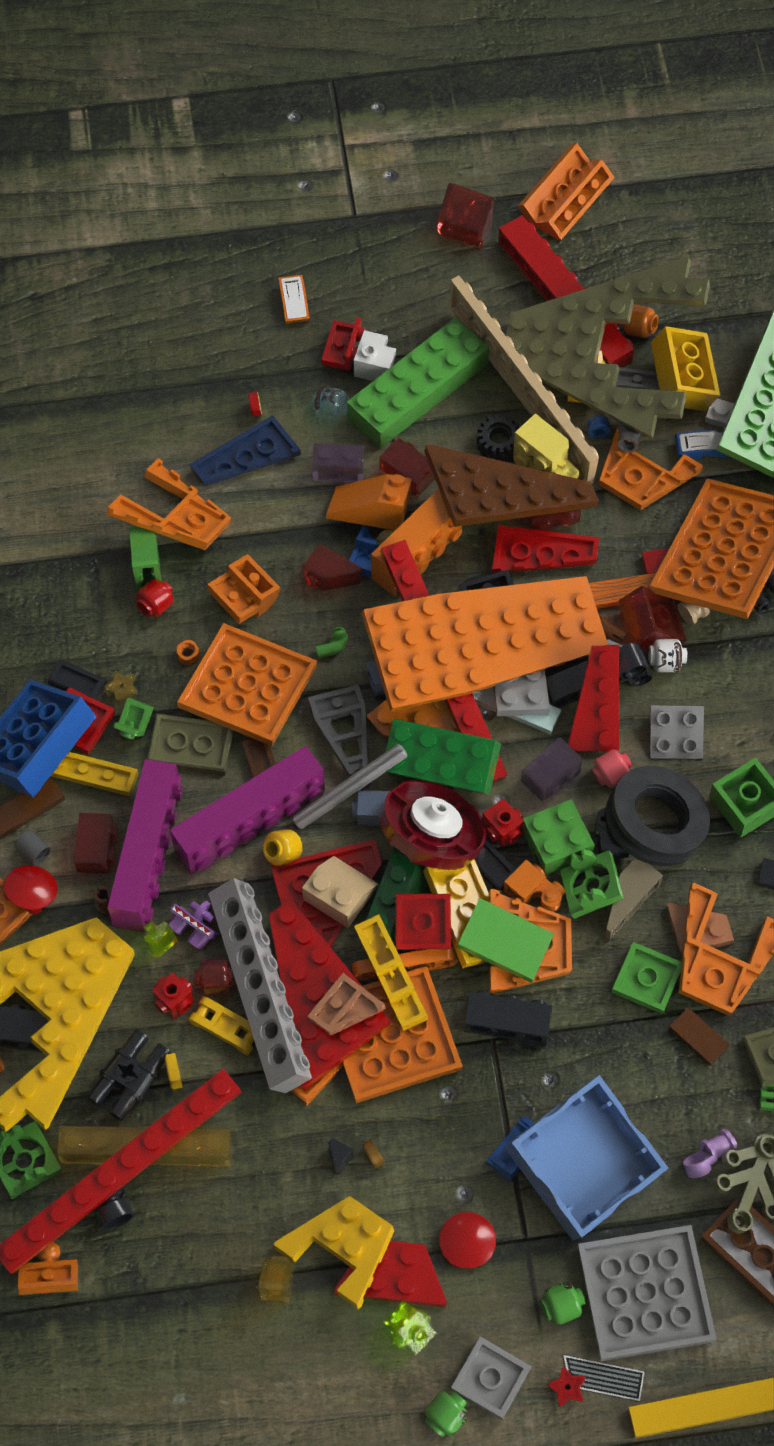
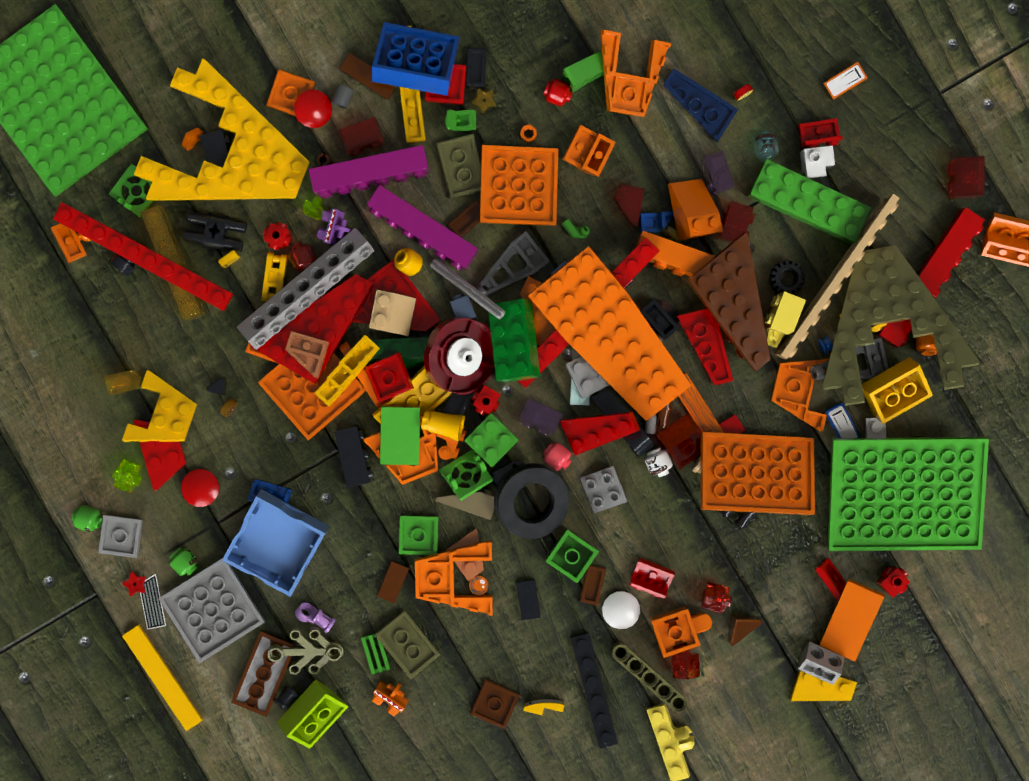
camera: 65 degrees right, 25 degrees up
(514, 876) = (443, 424): none -> yellow plant
(744, 930) = (478, 585): none -> orange tile

